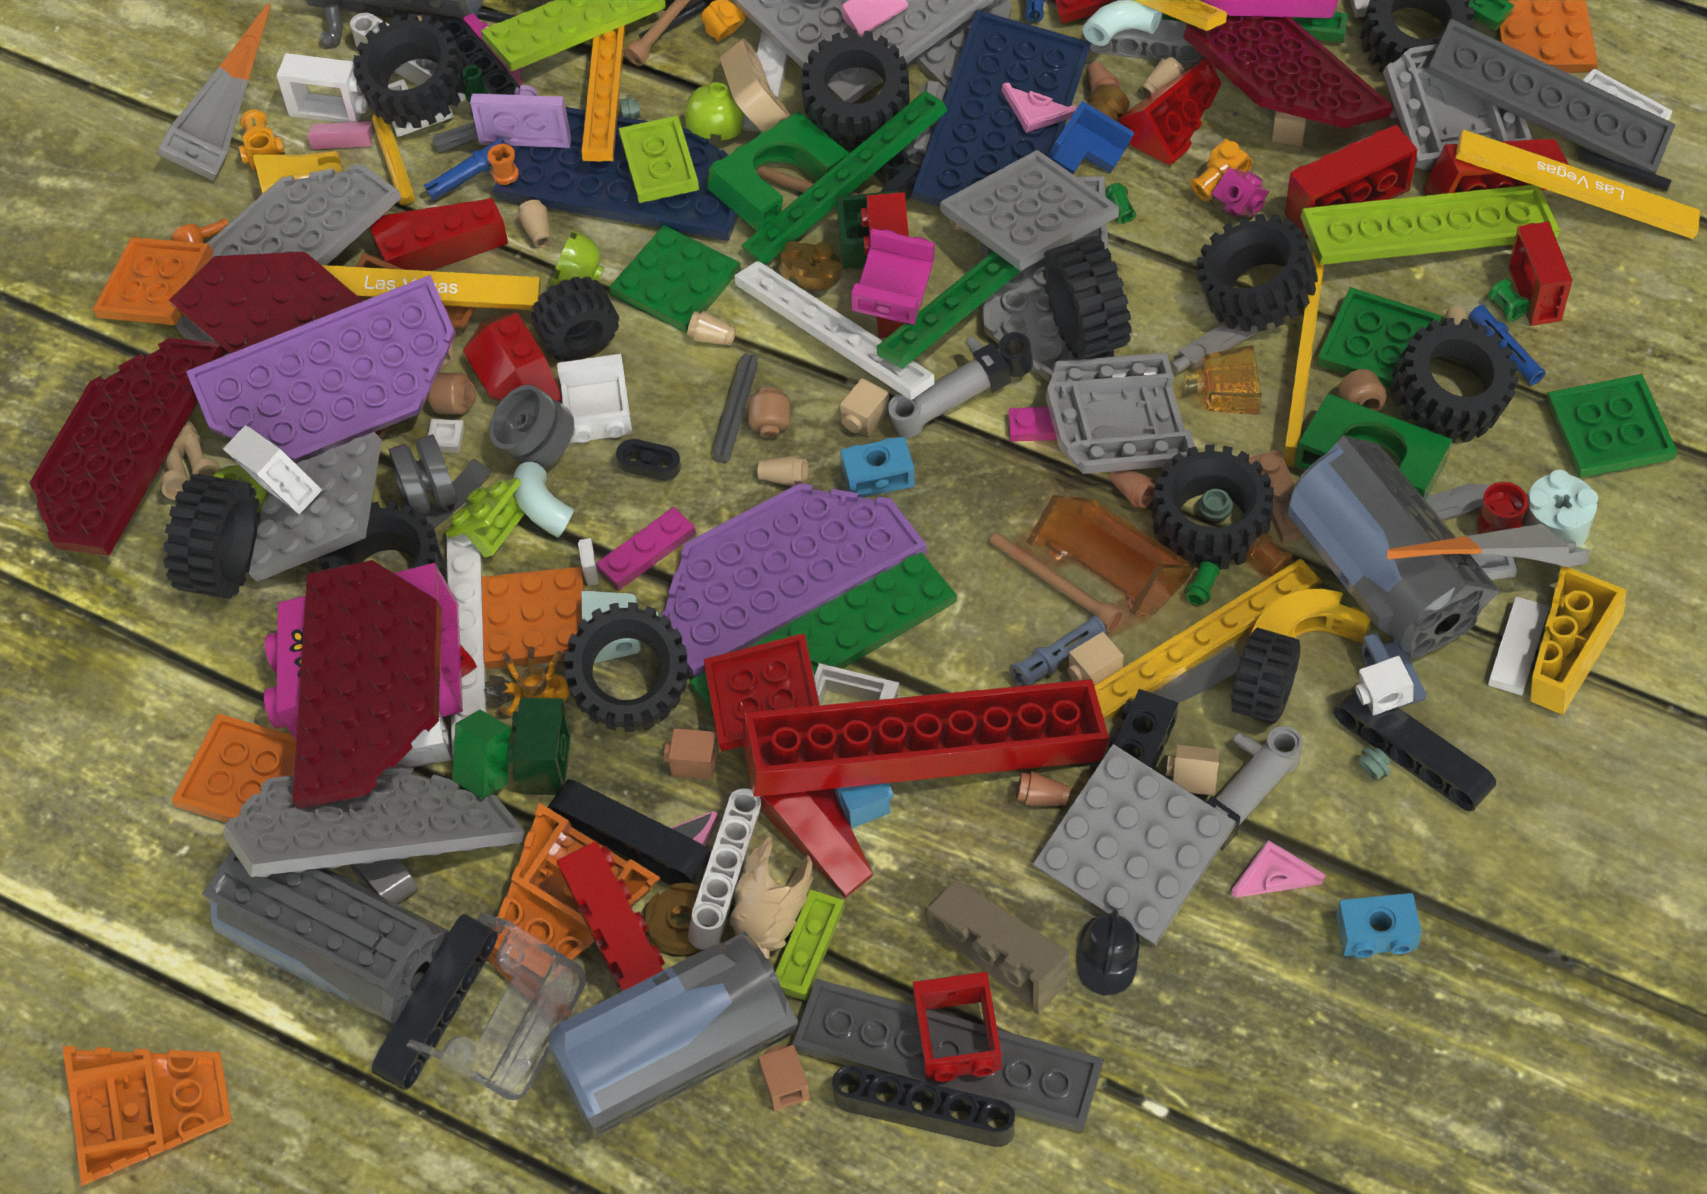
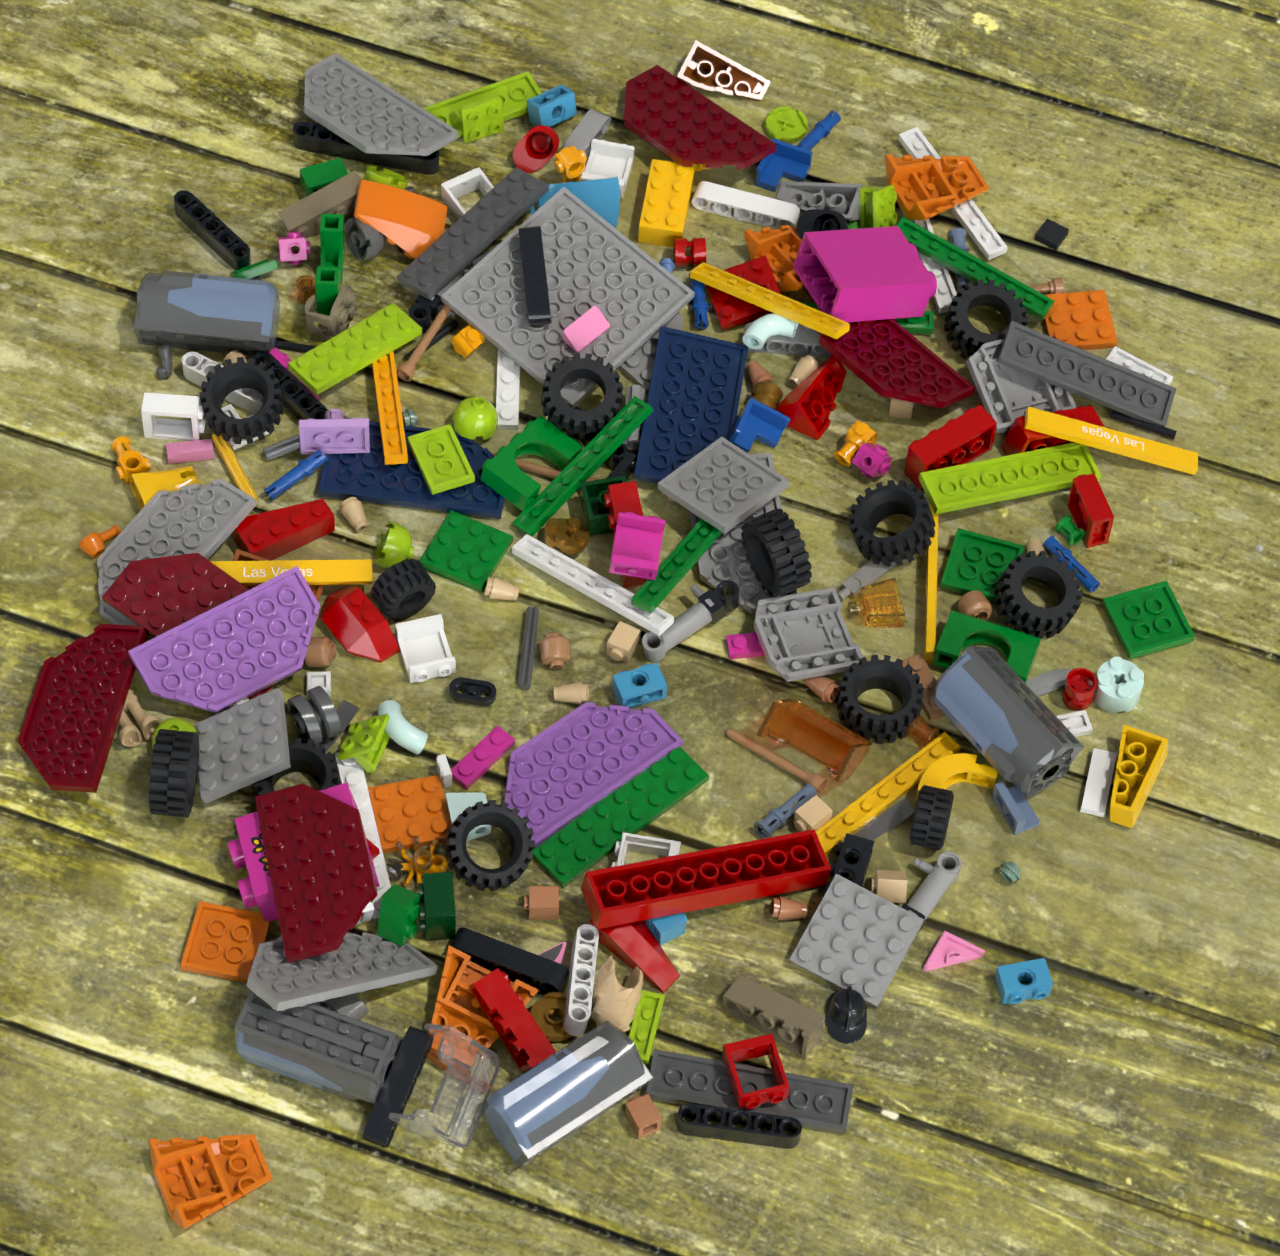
camera: 15 degrees left, 0 degrees up
(148, 277) = (74, 578): orange plate -> none
(205, 127) = (85, 451): light grey plate -> none
(272, 469) = (210, 721): white window -> none
(474, 82) = (292, 413): dark green pin -> none
(502, 159) = (324, 470): orange bush -> none
(531, 426) = (387, 674): dark grey wheel -> none
(751, 86) = (501, 397): tan beam -> none
(758, 680) = (584, 848): red plate -> none
(1035, 109) = (715, 403): bright pink tile -> none
(1118, 195) = (782, 467): green pin -> none
(1199, 590) = (877, 759): green pin -> none
(1215, 505) = (881, 697): sand green plate -> none
(1385, 685) = (1013, 818): white brick -> none
(1418, 751) = (1035, 858): black beam -> none
(1527, 542) = (1099, 711): light grey plate -> none

